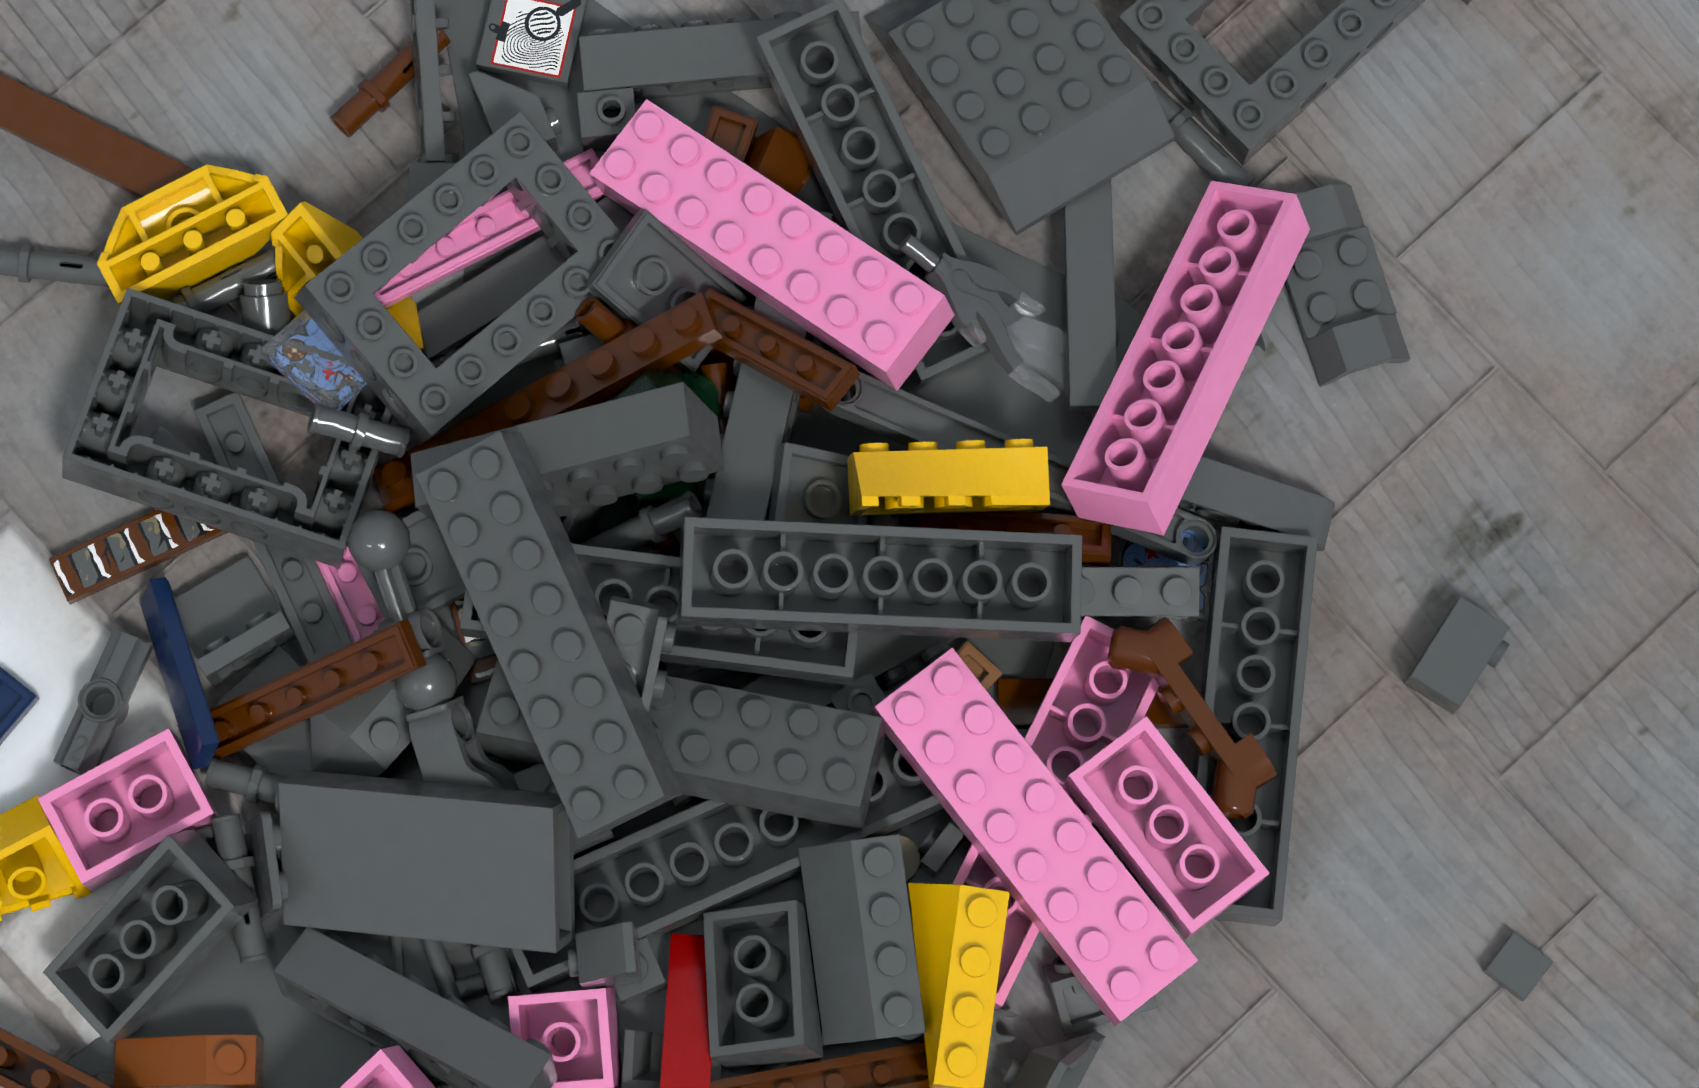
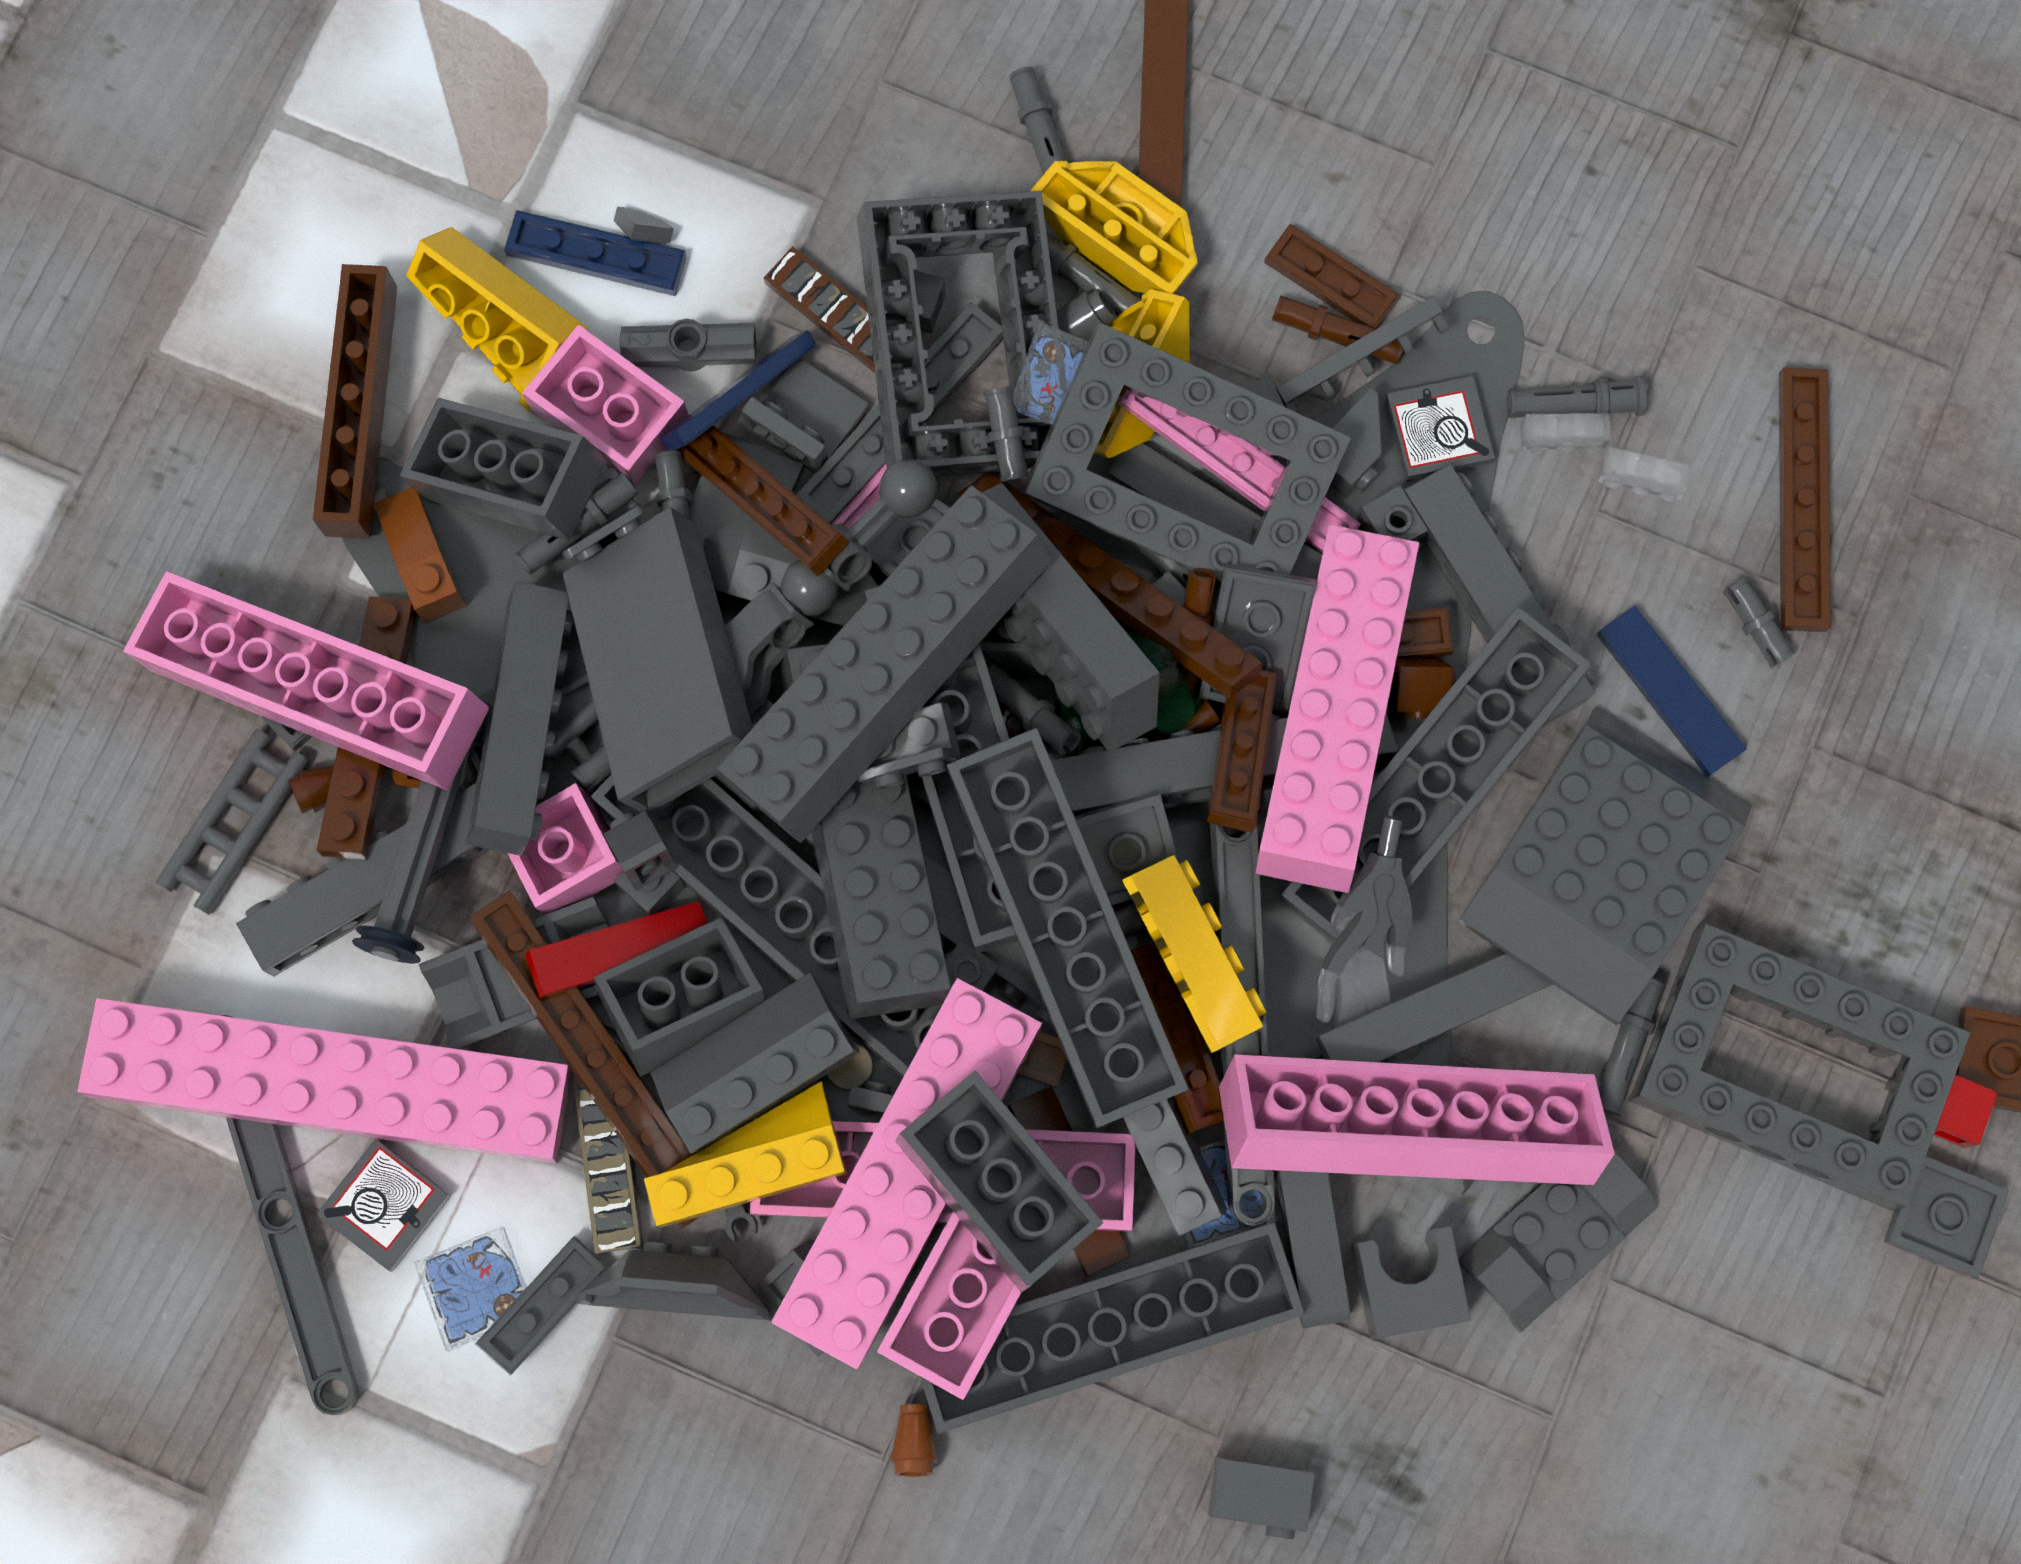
camera: 70 degrees right, 0 degrees up
(333, 63) = (1331, 278): none -> reddish brown tile
(1088, 747) = (998, 1181): none -> dark grey brick
(1239, 765) = (1054, 1332): reddish brown plate -> none
(1275, 952) = (913, 1442): none -> dark orange cone
(1350, 432) = (1406, 1308): none -> dark grey piece

